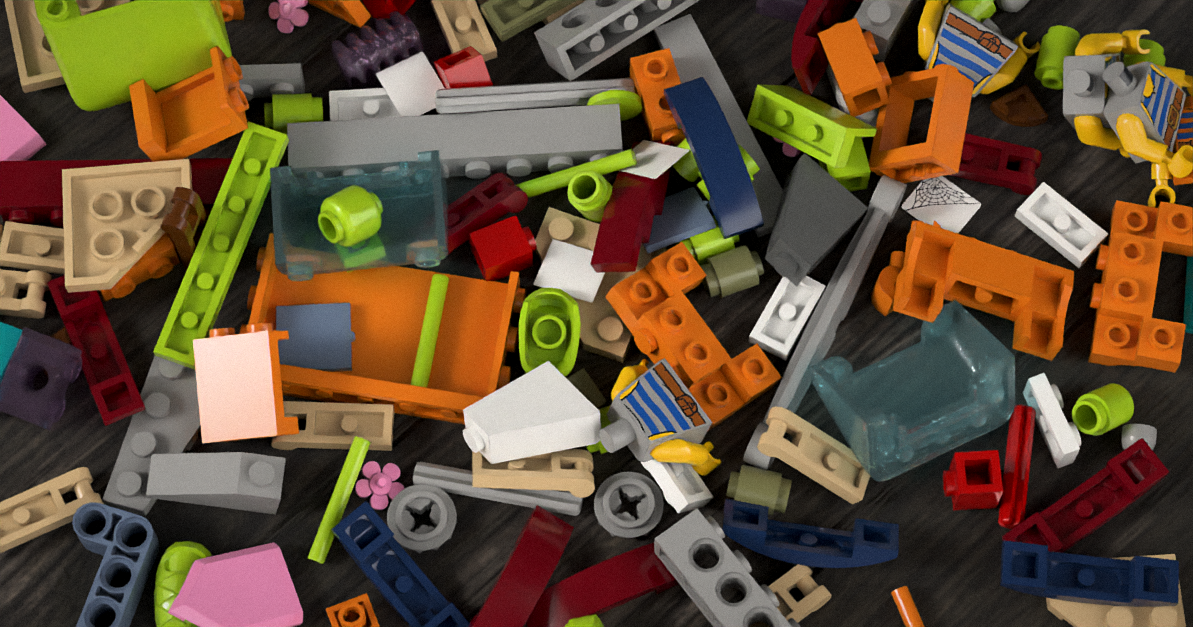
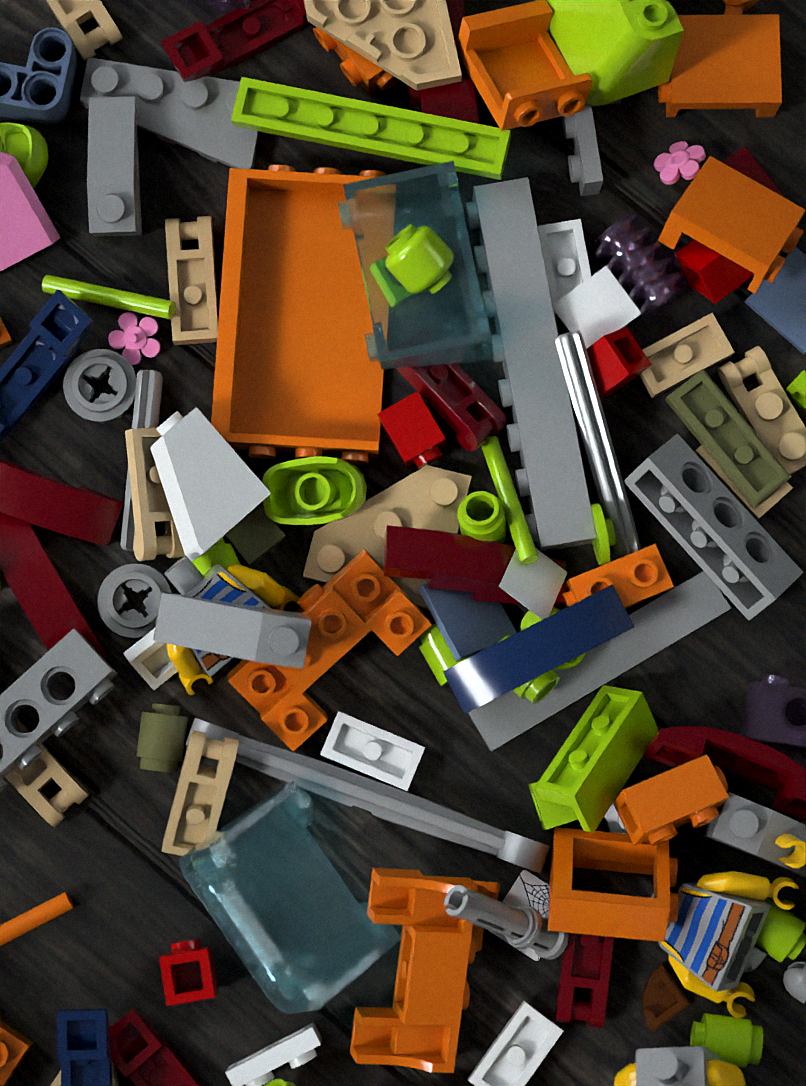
camera: 80 degrees right, 15 degrees up
(185, 222) = (379, 80): reddish brown plate -> none
(241, 385) = (210, 172): panel -> none
(292, 109) = (550, 185): lime brick -> none
(317, 336) = (290, 245): sand blue piece -> none
(430, 330) = (305, 365): lime bar -> none
(570, 270) = (391, 502): white sticker -> none
(674, 386) = (233, 629): none -> light grey slope
(731, 272) = (413, 684): olive brick -> none
(810, 220) = (477, 765): dark grey slope -> none
(810, 545) = (106, 798): dark blue slope -> none
(885, 286) = (419, 858): orange piece -> none
(951, 200) = (520, 925): none -> light grey pin
(1017, 466) = (220, 1020): red axle -> none

